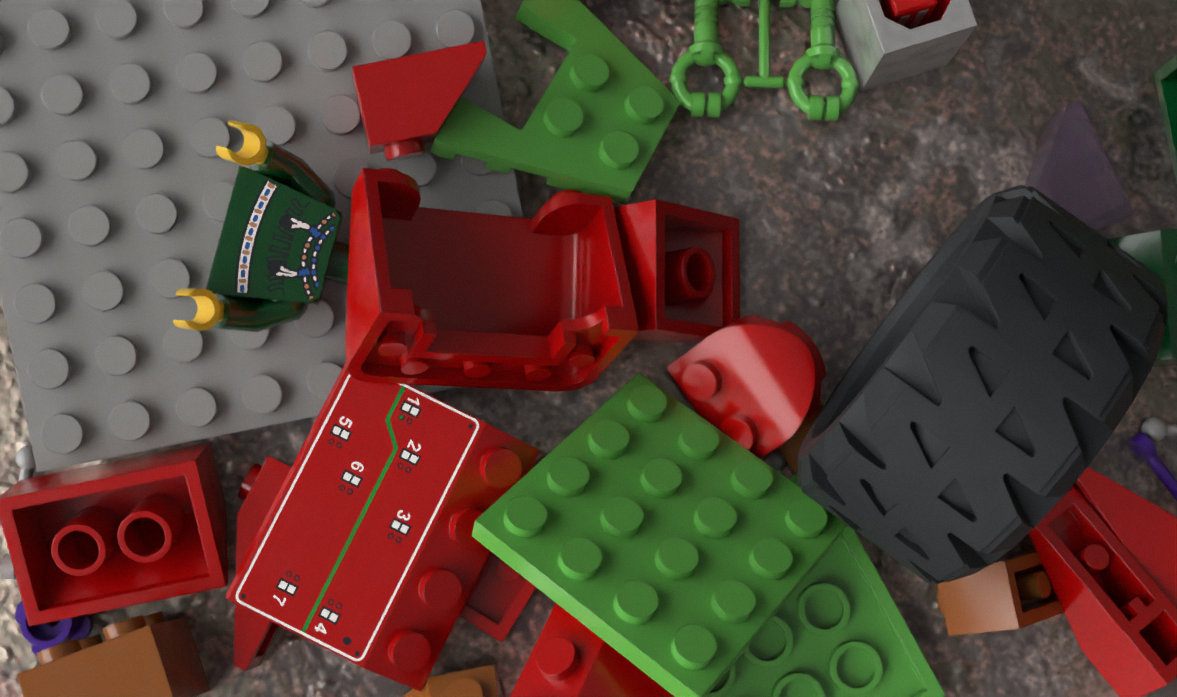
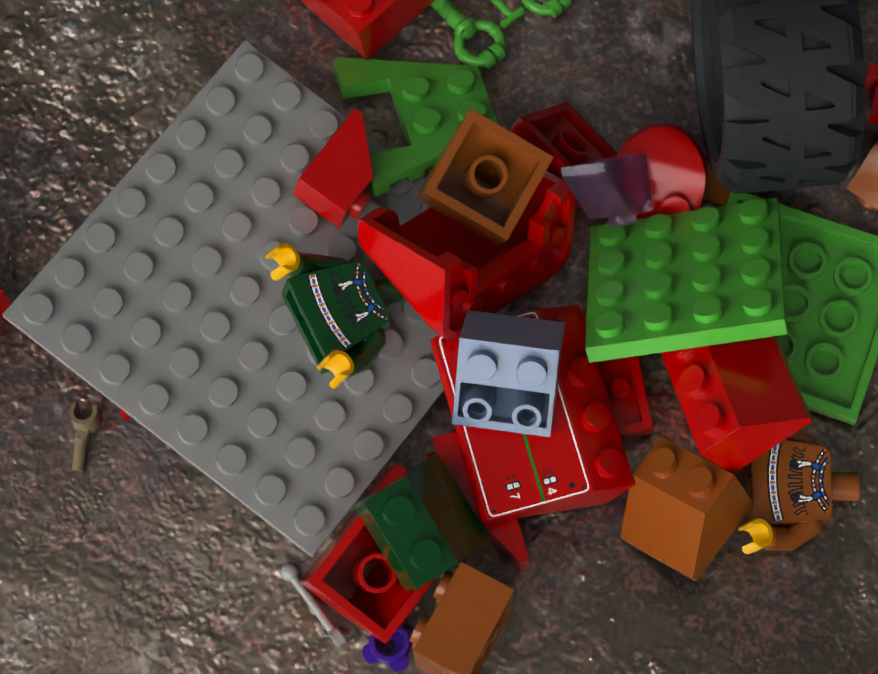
camera: 35 degrees left, 10 degrees down
(155, 545) = (422, 523): none -> dark green slope
(380, 467) = (507, 373): none -> sand blue slope
(551, 236) = (484, 177): none -> dark orange slope
(681, 358) = (611, 187): none -> clear purple slope

